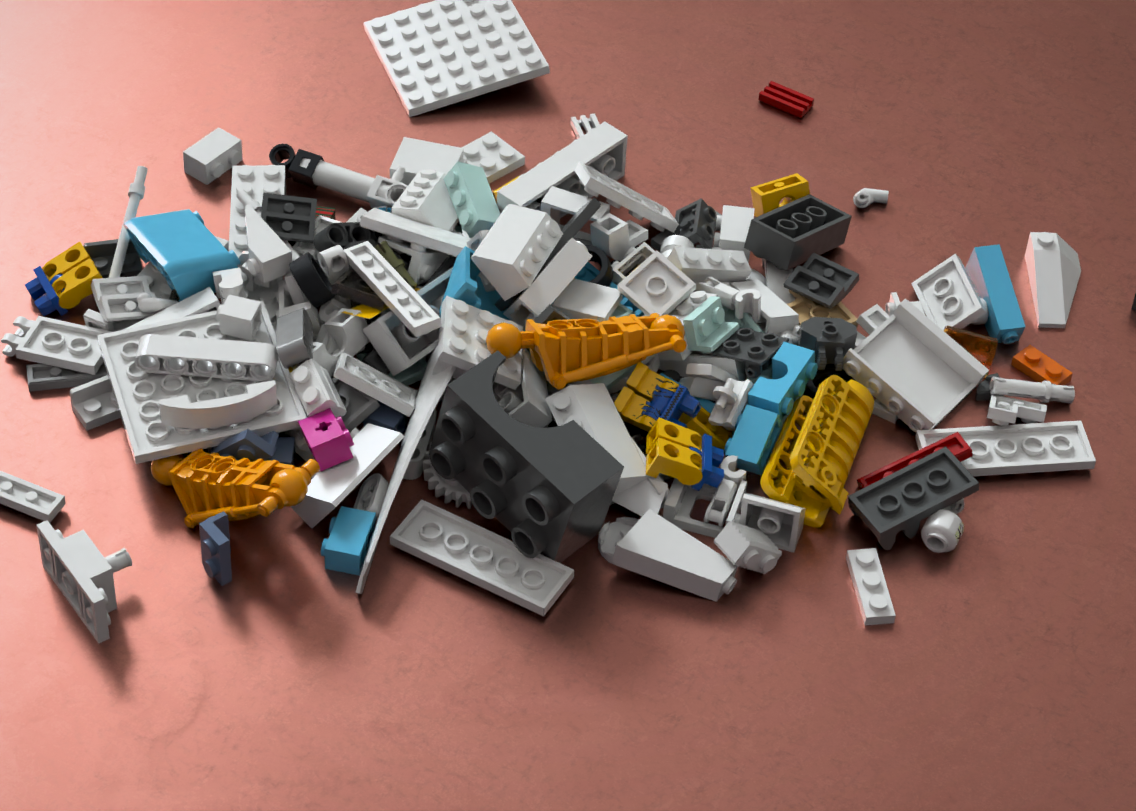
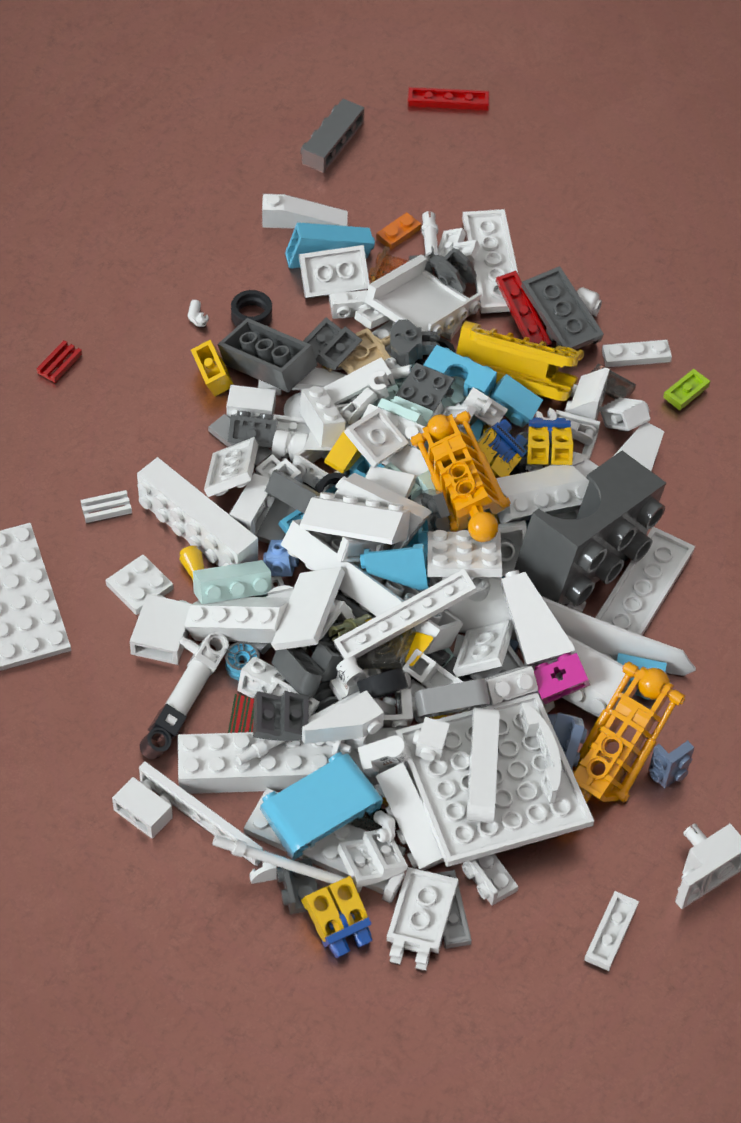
camera: 90 degrees left, 10 degrees up
(211, 185) = (193, 807): none -> white tile
(393, 402) = (535, 625): none -> white slope
(809, 628) = (686, 389): none -> lime plate
(810, 551) = (617, 385): none -> clear smoke plate
(885, 225) = (251, 297): none -> black tyre
(965, 399) = (454, 269): none -> dark grey hinge

